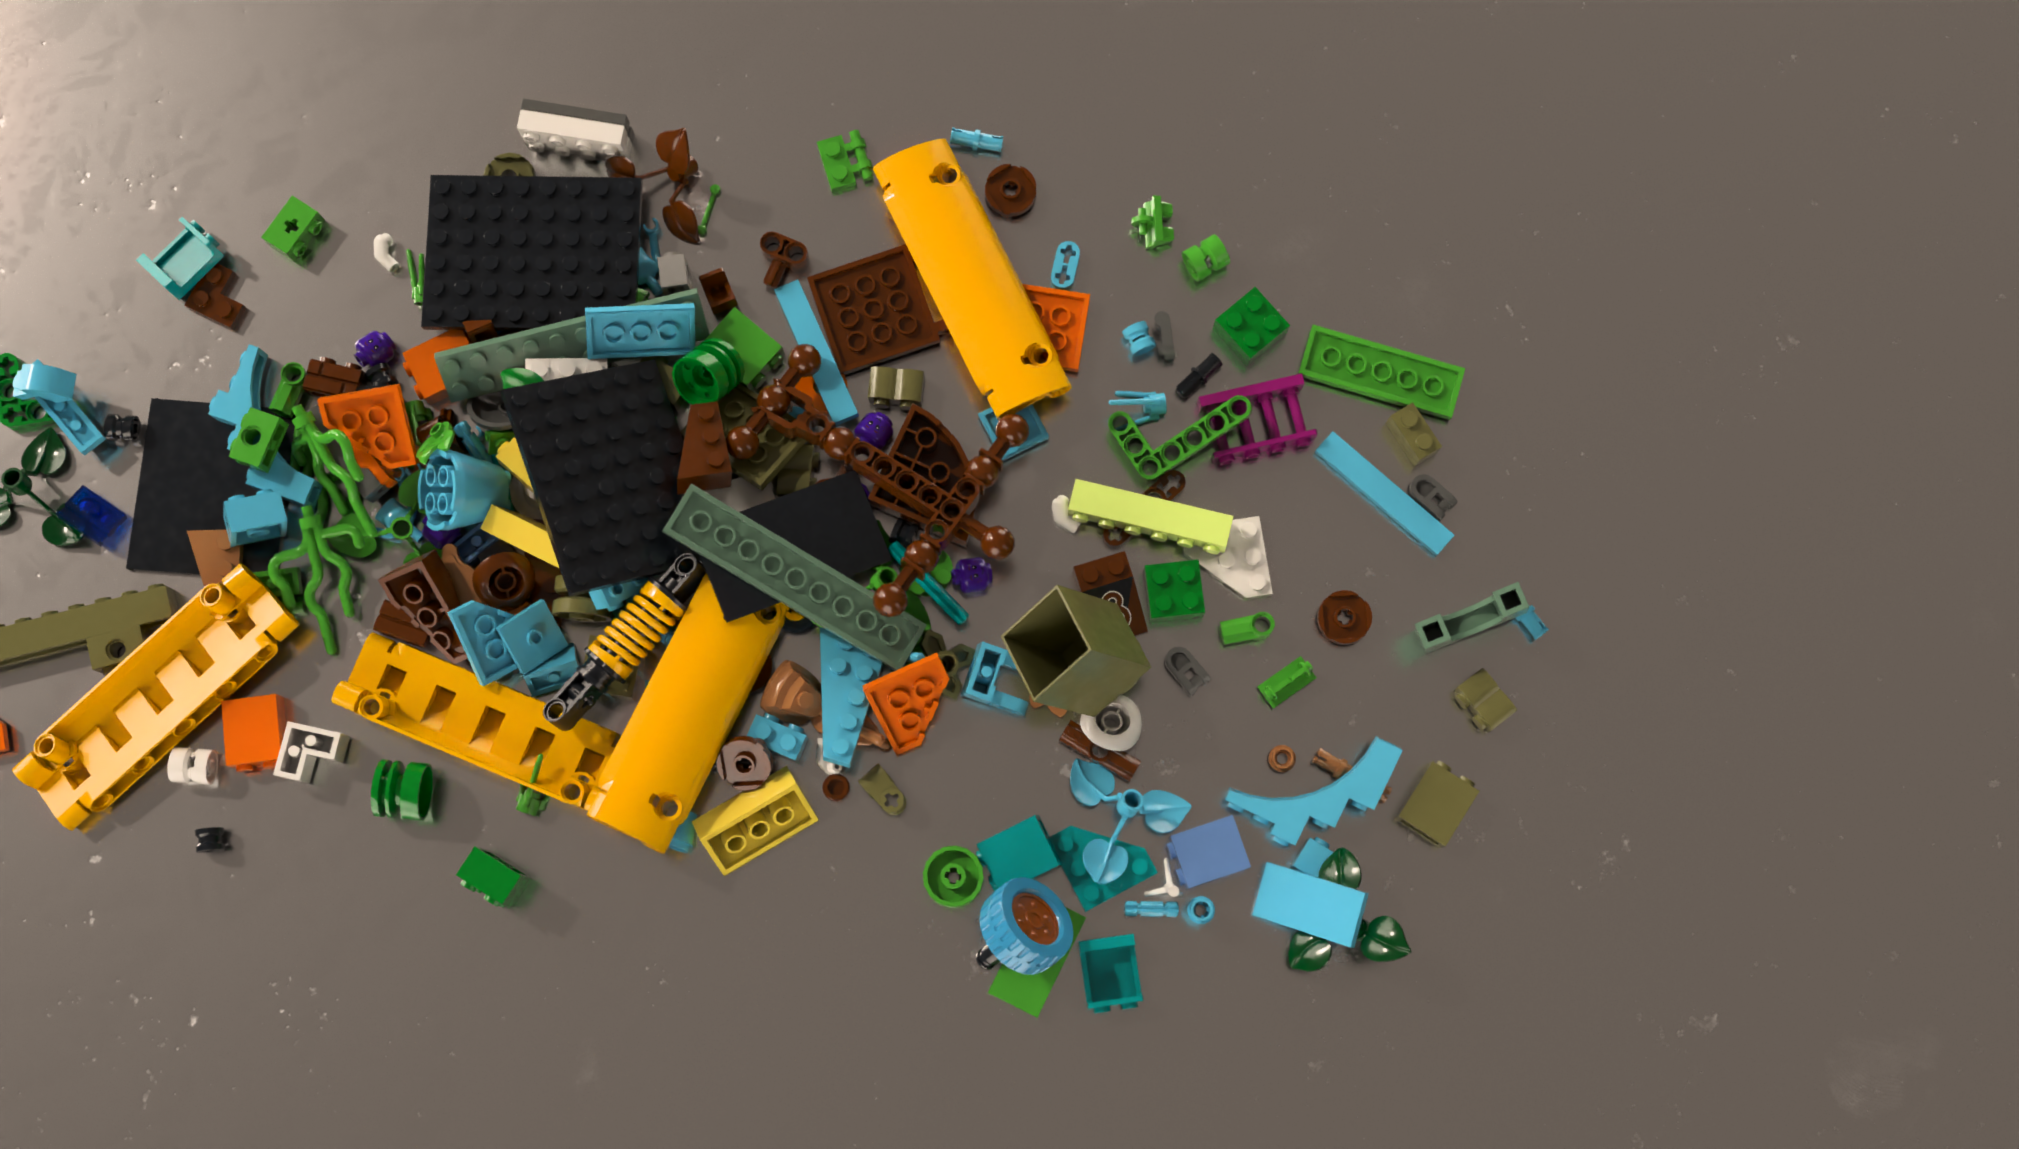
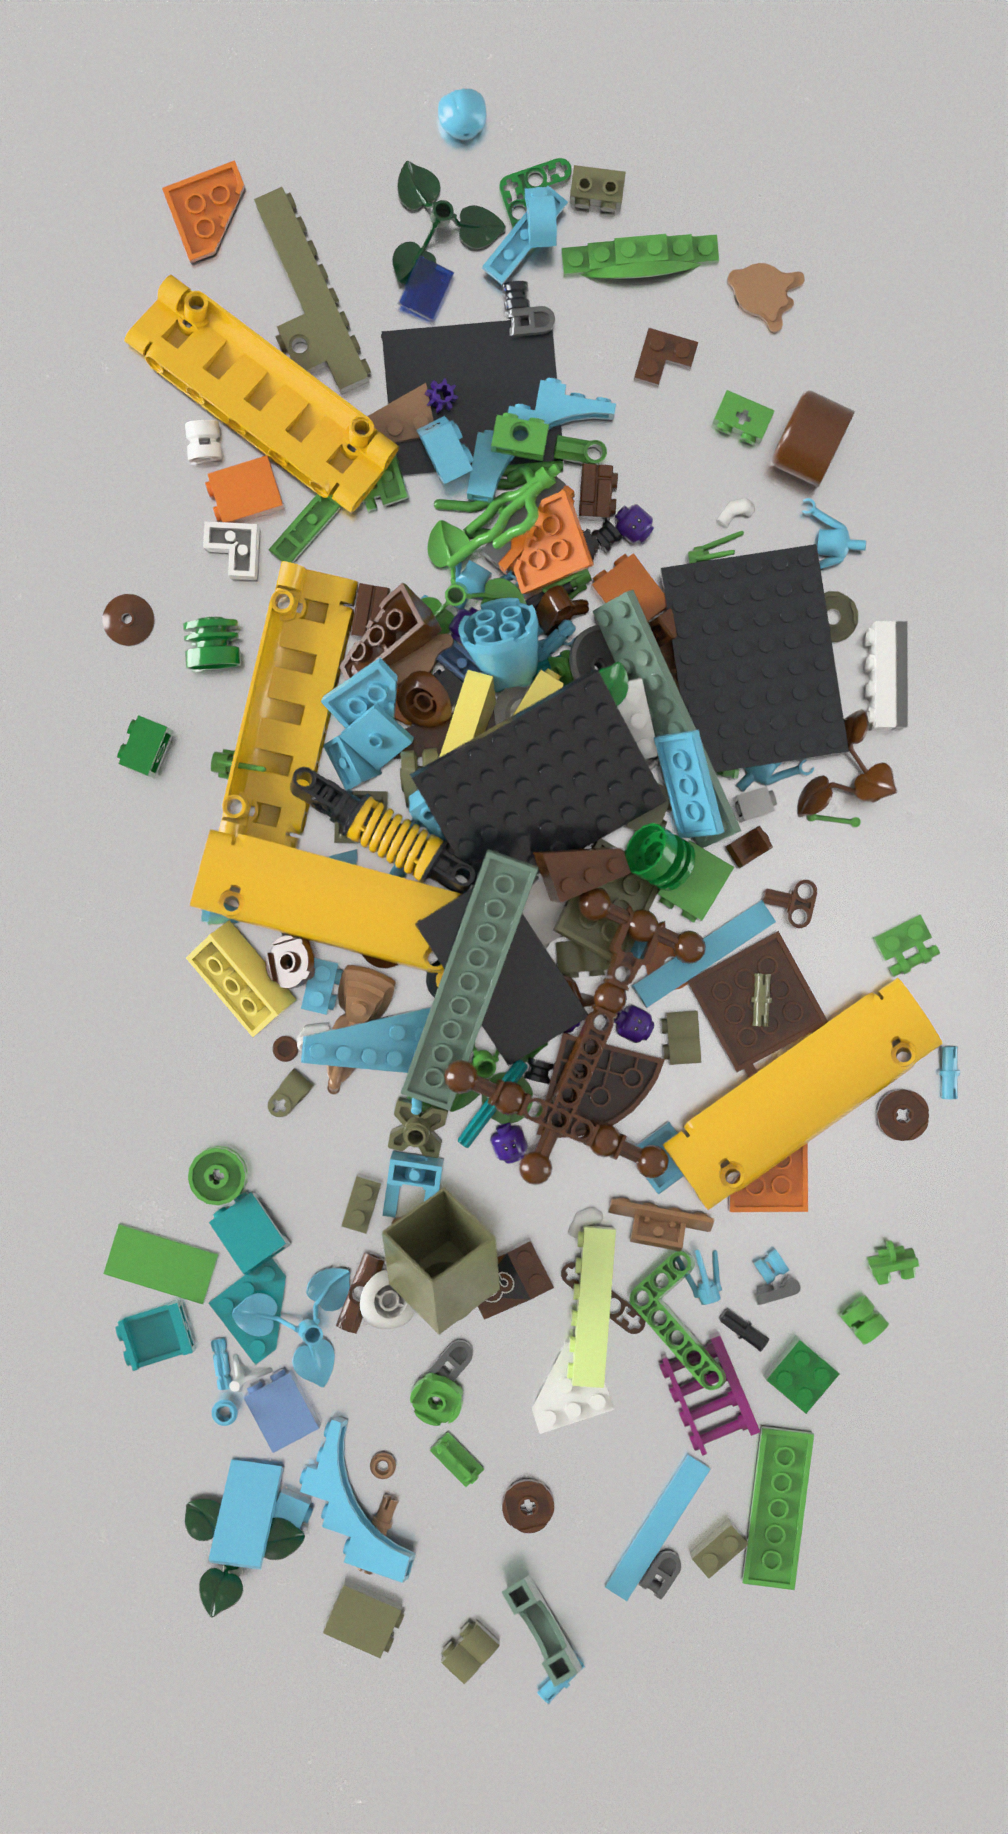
camera: 80 degrees right, 10 degrees up
(33, 331) = (597, 188): none -> olive brick
(110, 302) = (640, 256): none -> bright green piece
(149, 407) = (540, 321): none -> dark grey plate
(176, 190) = (763, 292): none -> medium nougat tile
(184, 259) = (693, 317): panel -> none
(202, 516) = (435, 398): none -> dark purple gear
(209, 839) = (137, 472): black wheel -> none
(305, 676) = (304, 528): none -> bright green plate
(315, 539) = (435, 509): bright green plant -> none
(325, 160) = (812, 437): none -> reddish brown piece
(374, 882) = (140, 625): none -> reddish brown dish
(435, 162) = (833, 542): none -> medium azure piece
(441, 438) = (546, 614): bright green plate -> none
(871, 302) = (761, 1000): none -> olive pin
(907, 700) = (374, 1105): orange plate -> none
(1008, 733) = (361, 1203): none -> olive brick
(1024, 927) = (178, 1252): dark azure wheel -> none
(1059, 264) = (834, 1175): medium azure beam -> none
(1079, 440) = (659, 1226): none -> medium nougat bracket
(1174, 591) = (525, 1339): green brick -> none
(1207, 688) = (436, 1386): none -> bright green plate
(1244, 628) = (500, 1412): bright green piece -> none

